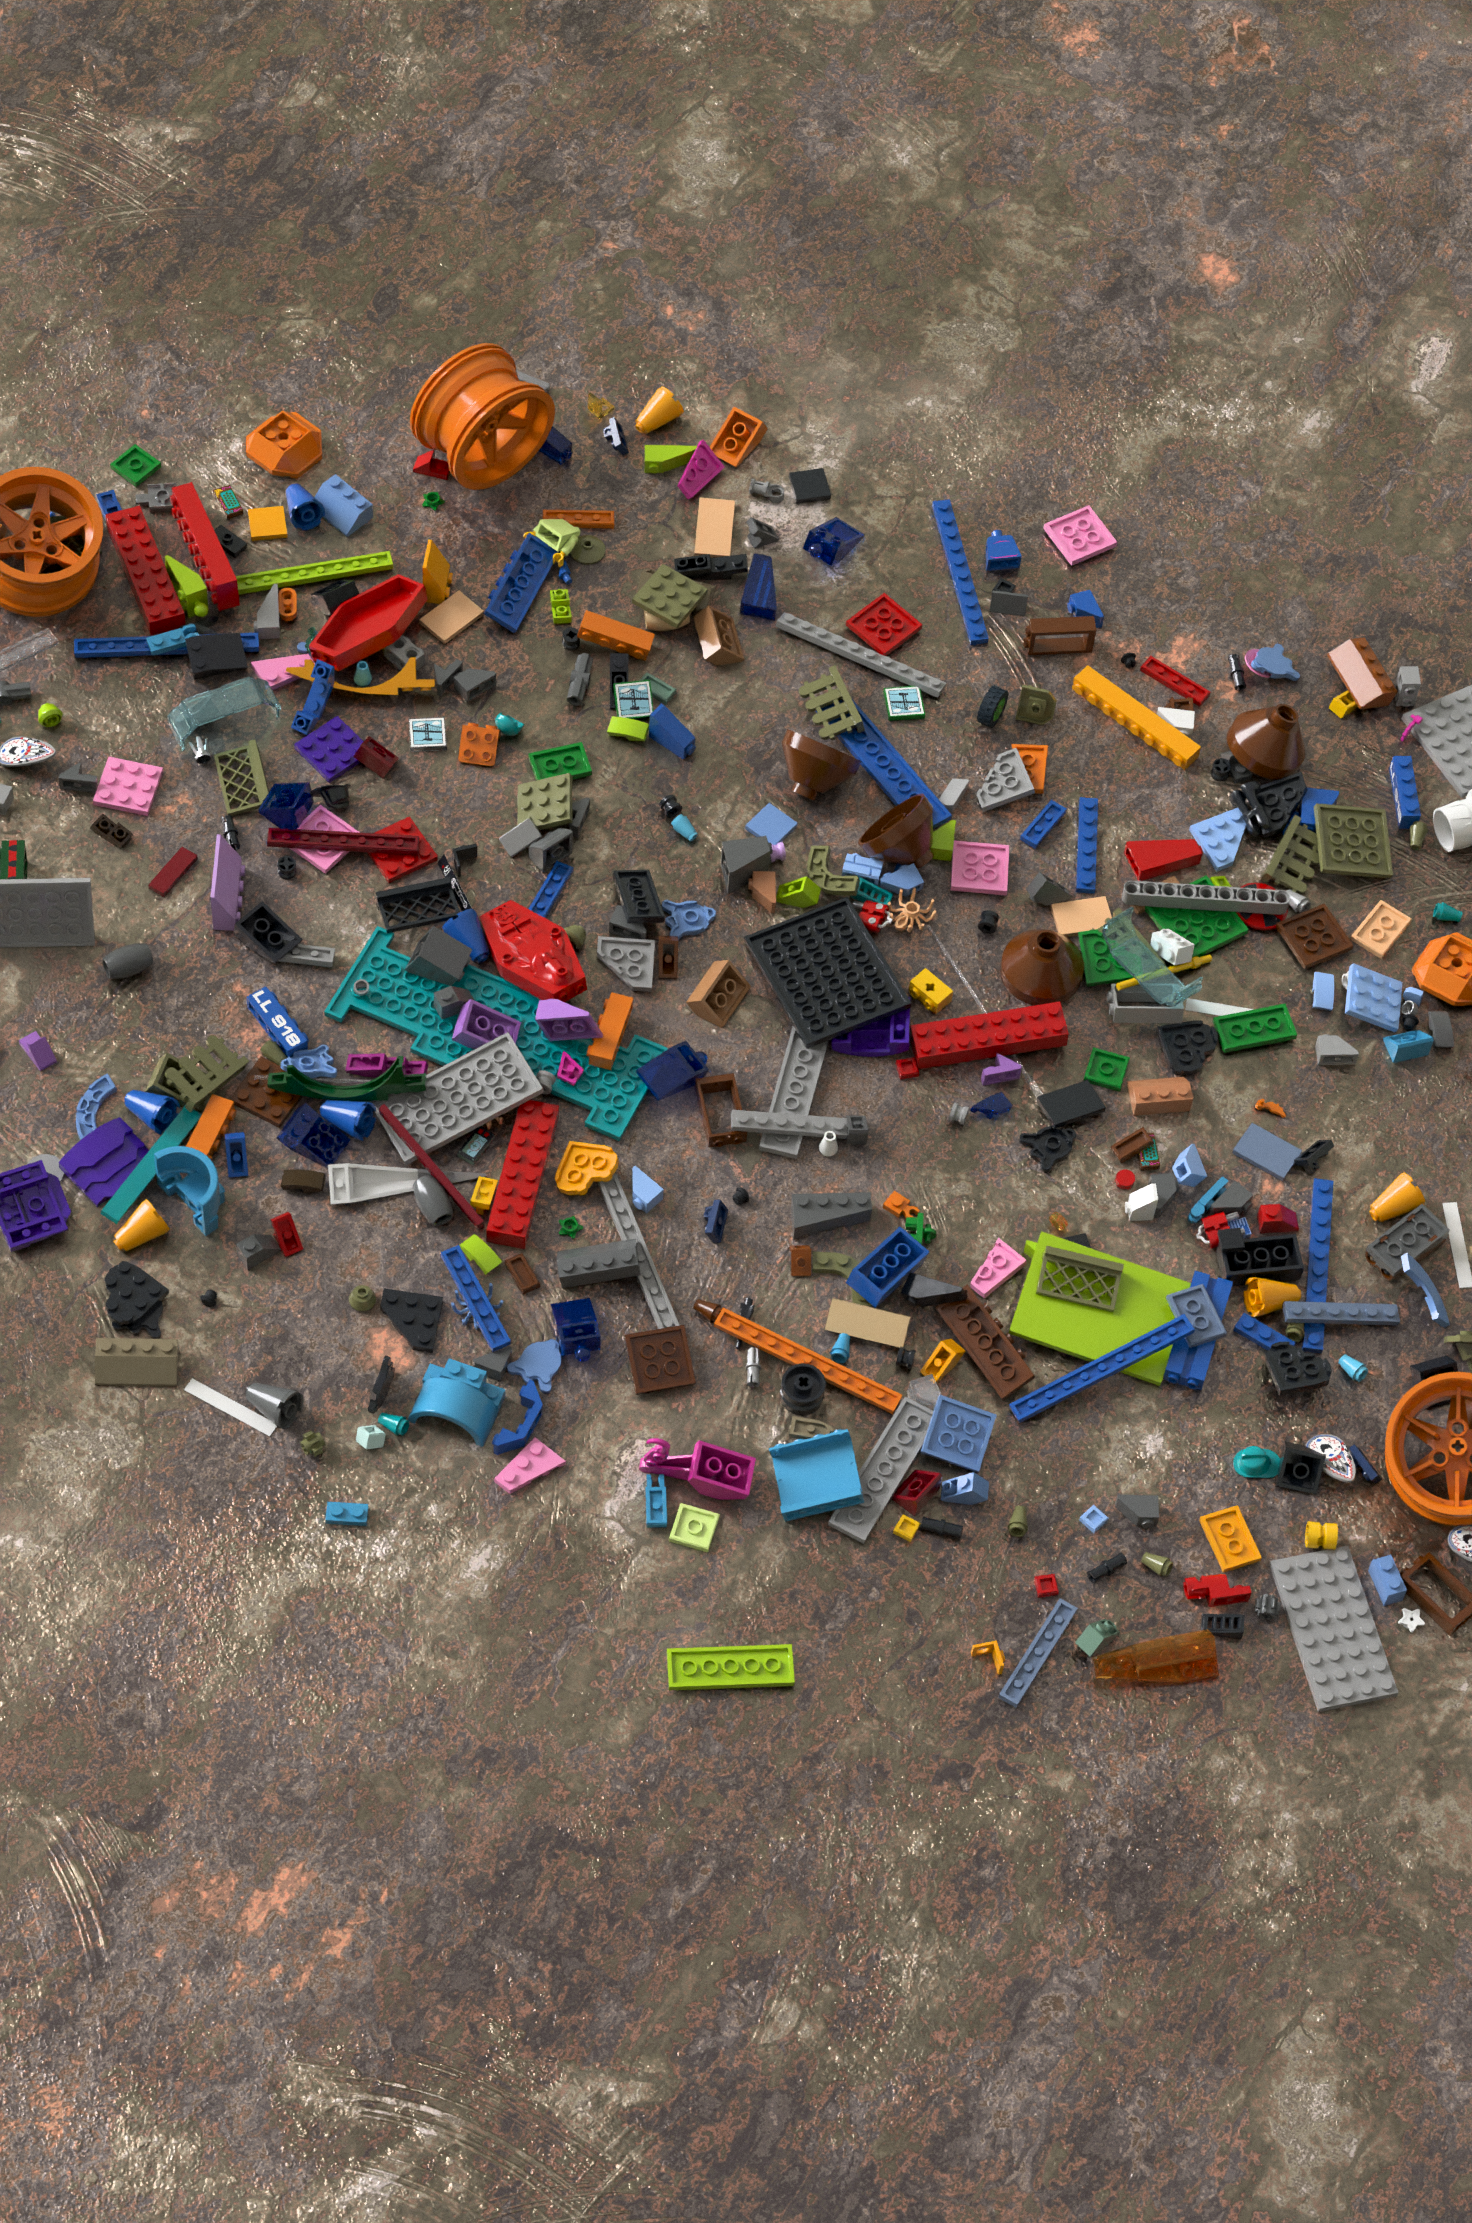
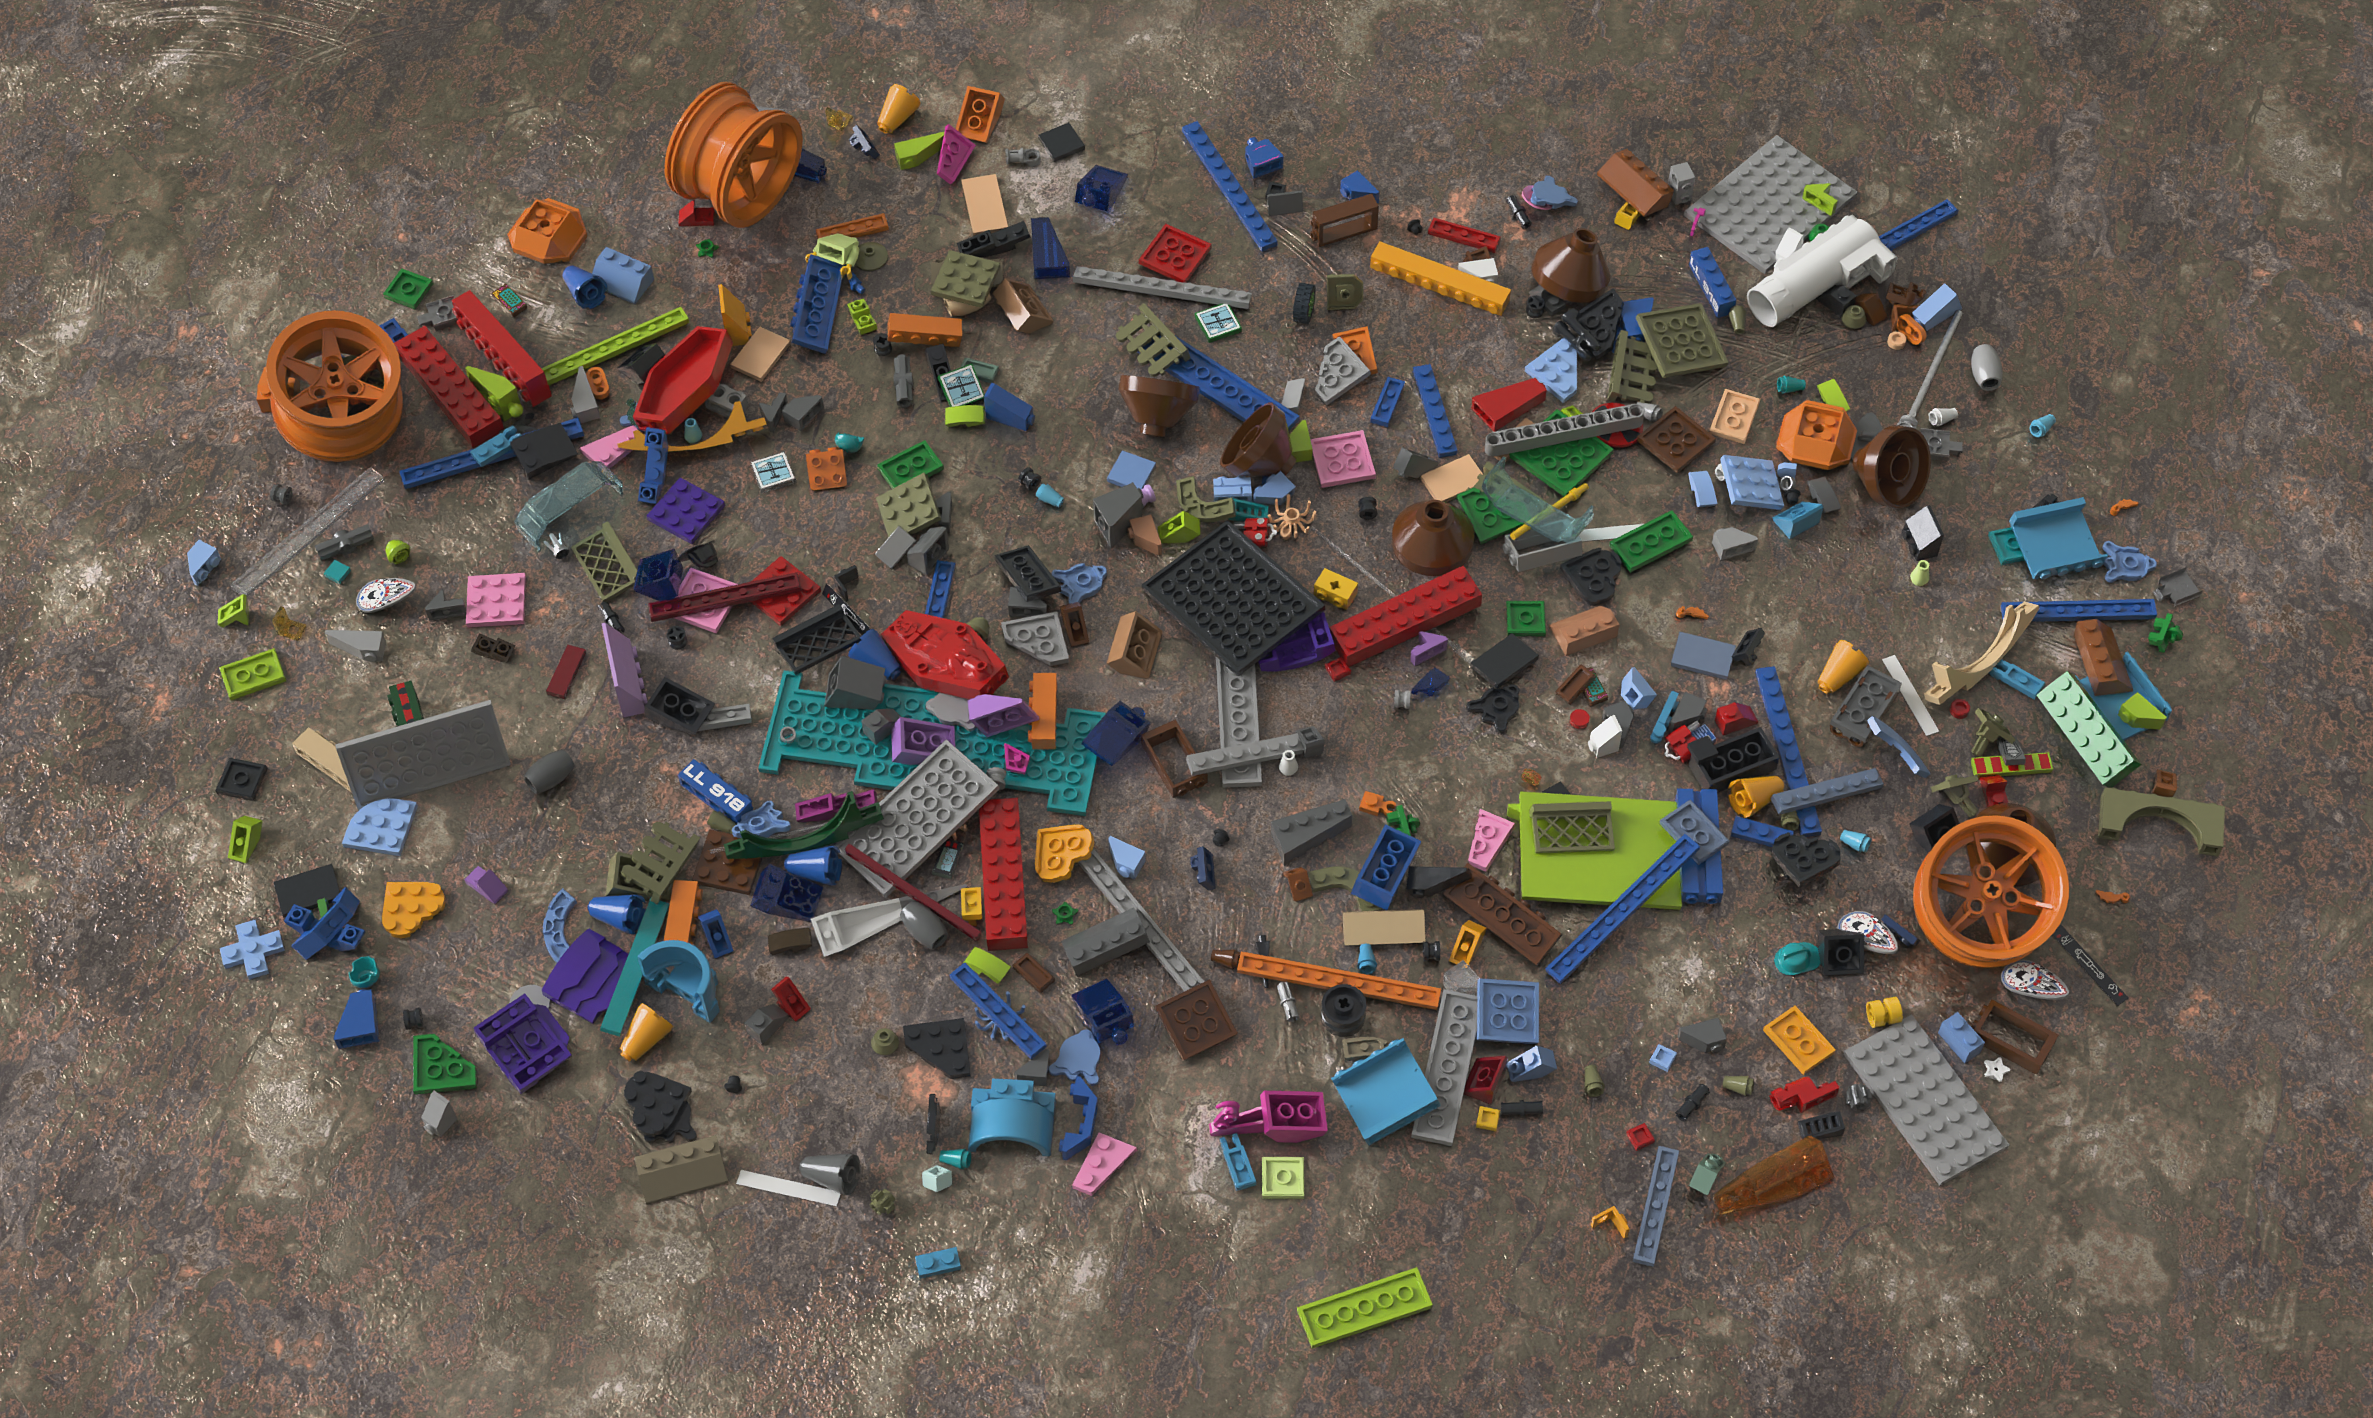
camera: 10 degrees left, 0 degrees up
(229, 541) = (526, 339): black plate -> none
(267, 523) = (553, 311): light orange tile -> none
(375, 757) = (730, 507): dark red slope -> none
(521, 1006) = (950, 710): none -> light grey tile
(760, 533) = (1030, 198): dark grey slope -> none
(1080, 535) = (1330, 122): bright pink plate -> none
(1172, 946) = (1549, 485): white brick -> none

